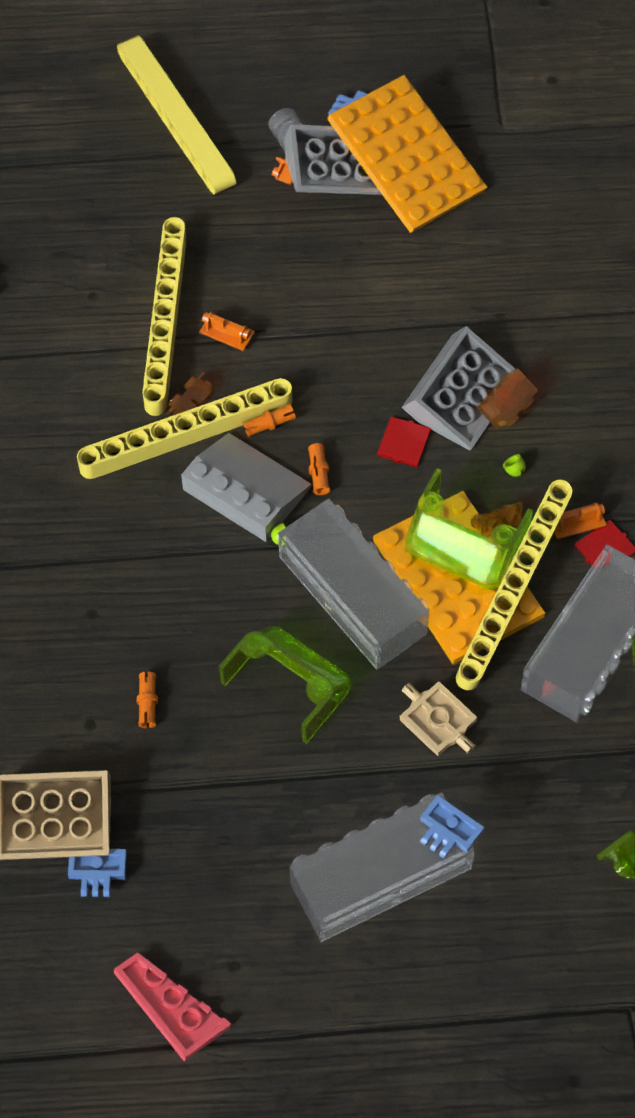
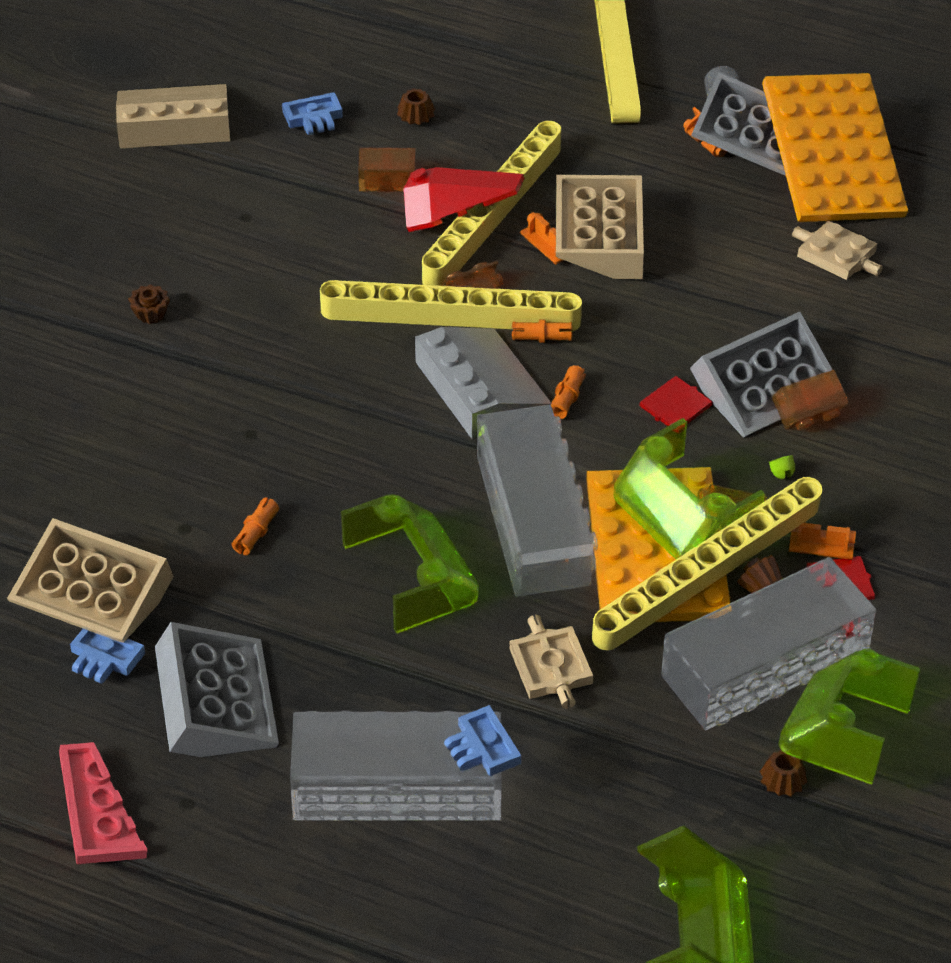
camera: 25 degrees right, 15 degrees down
(50, 246) = (415, 107): none -> reddish brown piece
(61, 317) = (385, 168): none -> clear orange brick
(130, 324) = (444, 191): none -> red wedge
(203, 864) = (214, 692): none -> light grey slope
(265, 301) = (601, 223): none -> tan slope
(452, 246) = (837, 250): none -> tan plate
(552, 573) = (759, 574): none -> reddish brown piece

